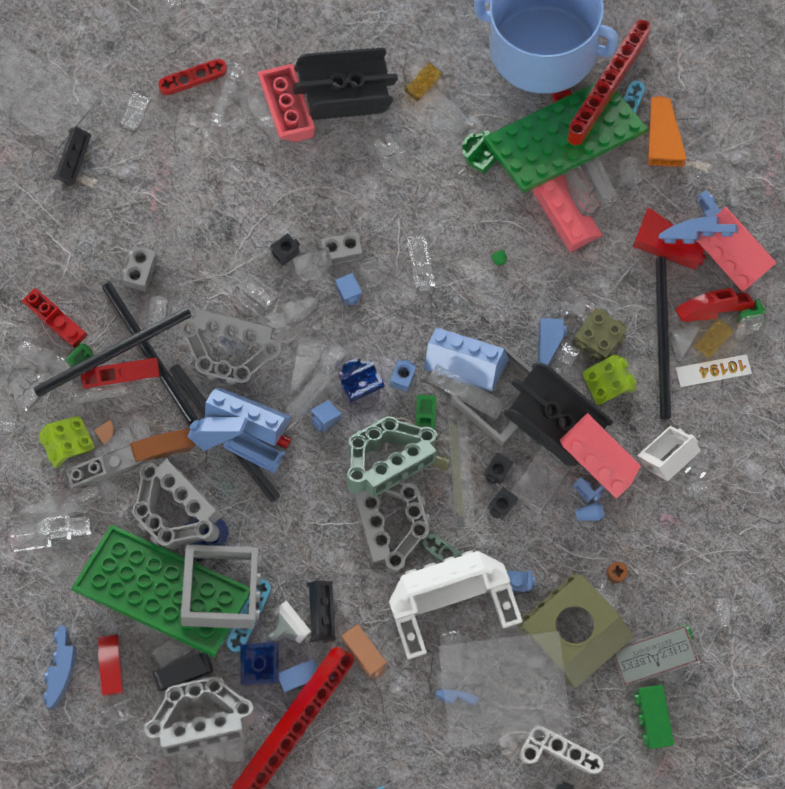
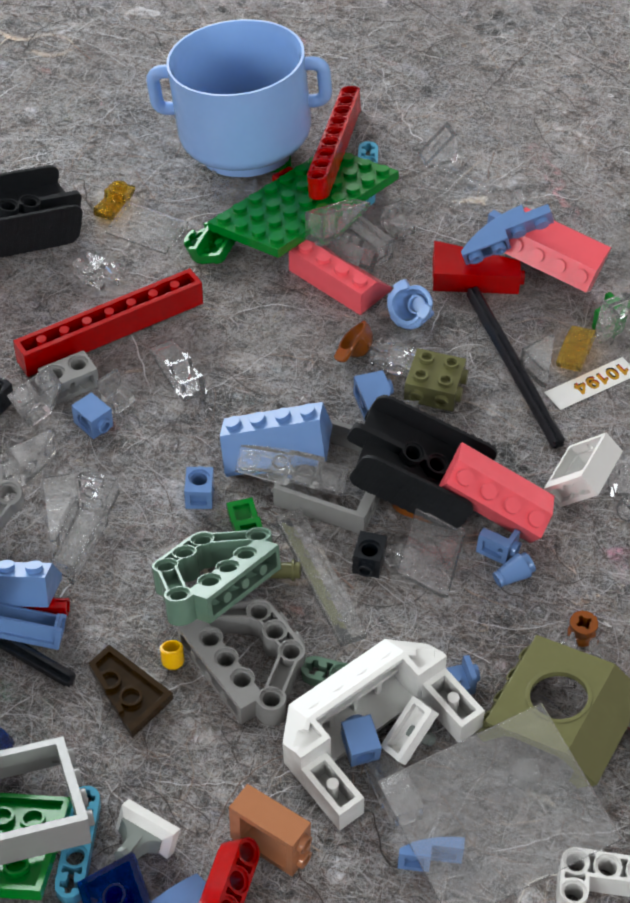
camera: 15 degrees left, 25 degrees down
(310, 518) = (129, 689): none -> dark brown wing
(321, 611) = (187, 801): black container -> none
(325, 416) = (108, 559): medium blue slope -> none
(344, 503) = (172, 654): none -> yellow piece
(359, 379) = (142, 507): clear blue slope -> none
(384, 208) = (109, 321): none -> red brick
(439, 609) = (360, 739): none -> medium blue brick
(472, 615) = (410, 730): none -> white piece
(499, 257) = (274, 336): green hinge -> none
(506, 496) = (391, 583): black brick -> none
(554, 283) = (355, 342): none -> dark orange cap
(575, 171) = (333, 220): none -> clear slope
(606, 264) = (409, 305): none -> light blue helmet
(609, 379) = (472, 415): lime bracket -> none
(664, 141) = (421, 179): orange slope -> none
(711, 303) = (556, 313): red slope -> none

